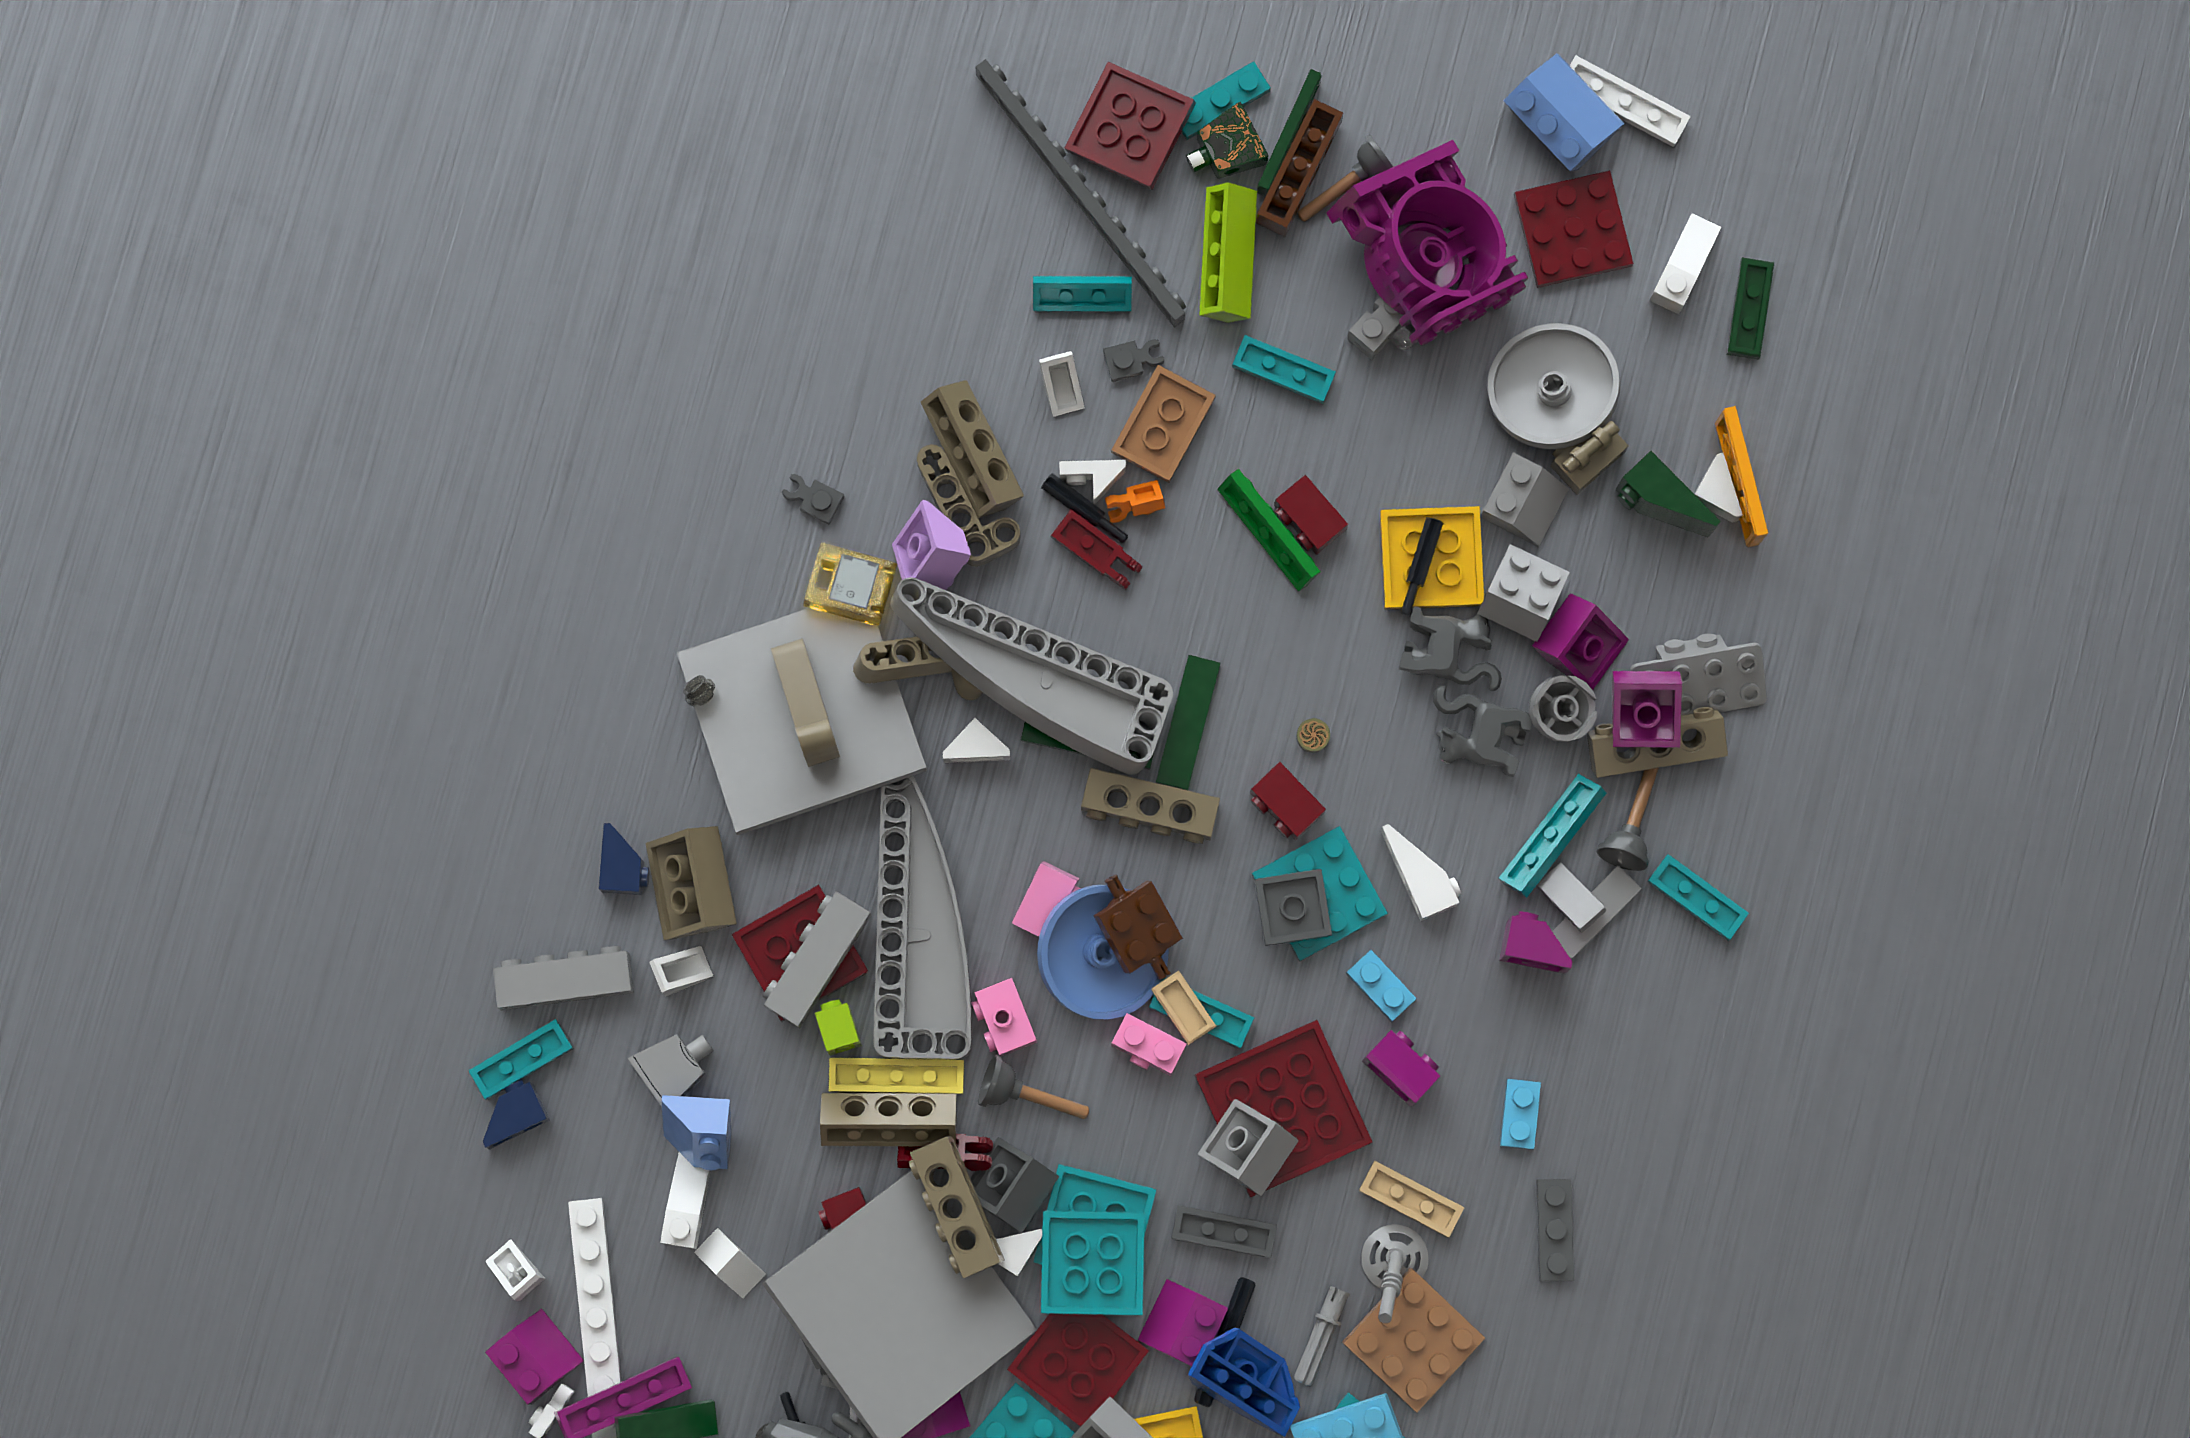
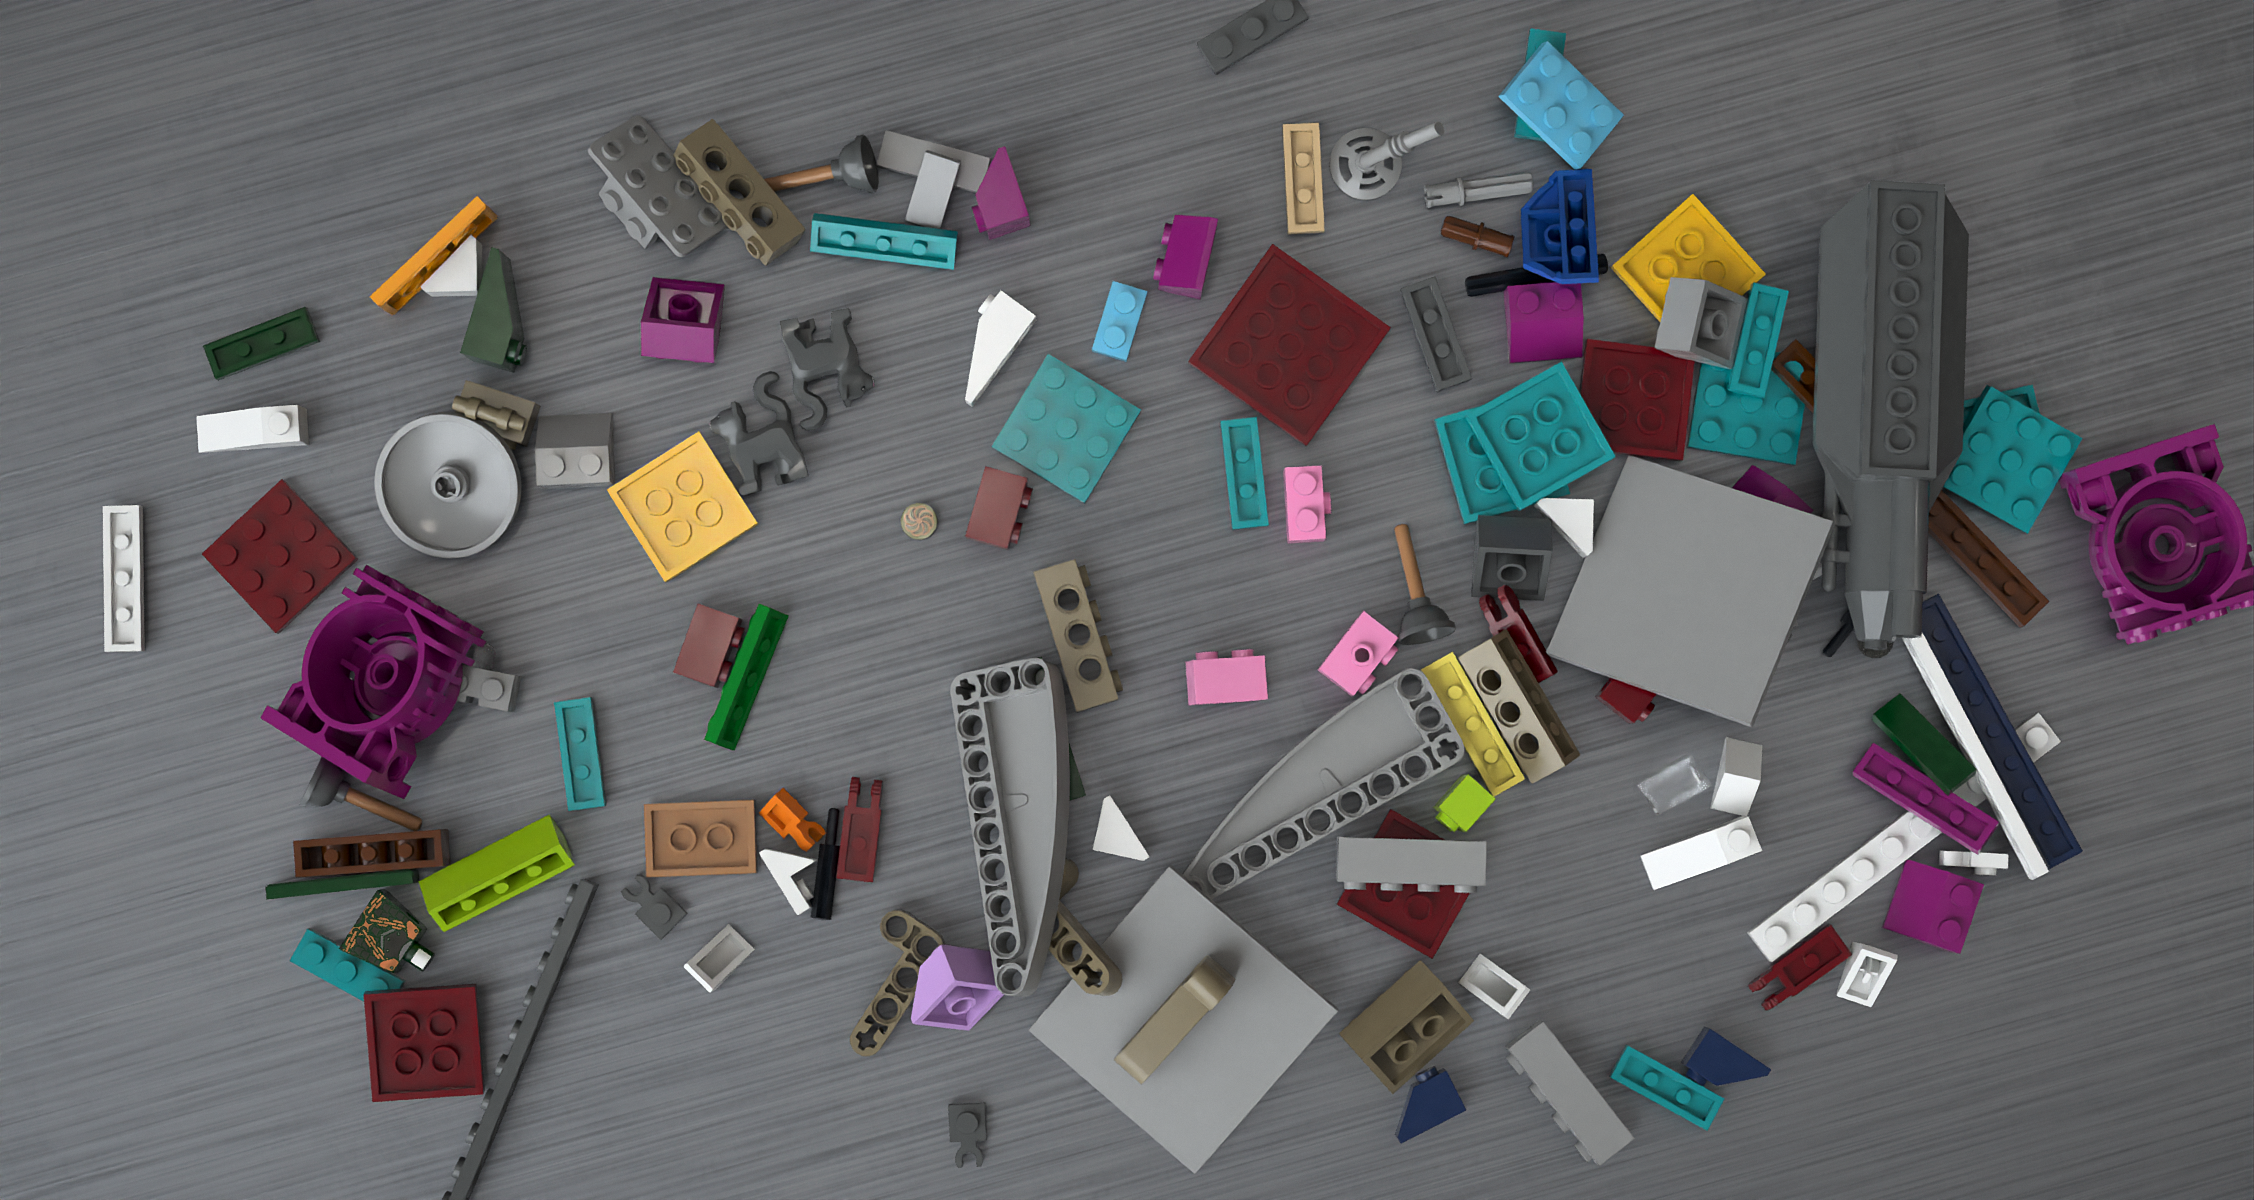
camera: 120 degrees left, 5 degrees up
(550, 1225) = (1803, 965): none -> dark red hinge
(671, 1066) = (1591, 940): light grey torso -> none
(699, 691) = (1222, 1128): clear smoke plate -> none
(699, 1129) = (1635, 877): medium blue slope -> none
(754, 1207) = (1674, 784): none -> clear slope
(856, 584) = (1029, 1041): clear yellow container -> none
(972, 448) = (832, 1007): dark tan brick -> none
(973, 1218) = (1525, 631): dark tan brick -> none
(1081, 965) = (1243, 597): medium blue dish -> none
(1082, 293) = (618, 991): teal plate -> none
(1138, 926) = (1201, 577): reddish brown plate -> none
(1183, 1008) = (1251, 491): tan tile -> none
(1188, 722) = (976, 646): dark green tile -> none
(1248, 1147) = (1347, 354): light grey slope -> none
(1284, 1312) = (1477, 236): none -> reddish brown axle
(1293, 907) = (1097, 442): dark grey plate -> none
(1419, 1344) = (1432, 86): medium nougat plate -> none
(1421, 561) = (693, 512): black axle -> none
(1520, 1114) = (1163, 123): medium azure plate -> none
(1523, 593) = (667, 398): light grey brick -> none
(1563, 708) = (758, 297): light grey cylinder -> none
(1564, 112) = (169, 629): medium blue slope -> none
(1646, 708) = (714, 216): magenta slope -> none
(1698, 897) = (863, 73): teal plate -> none

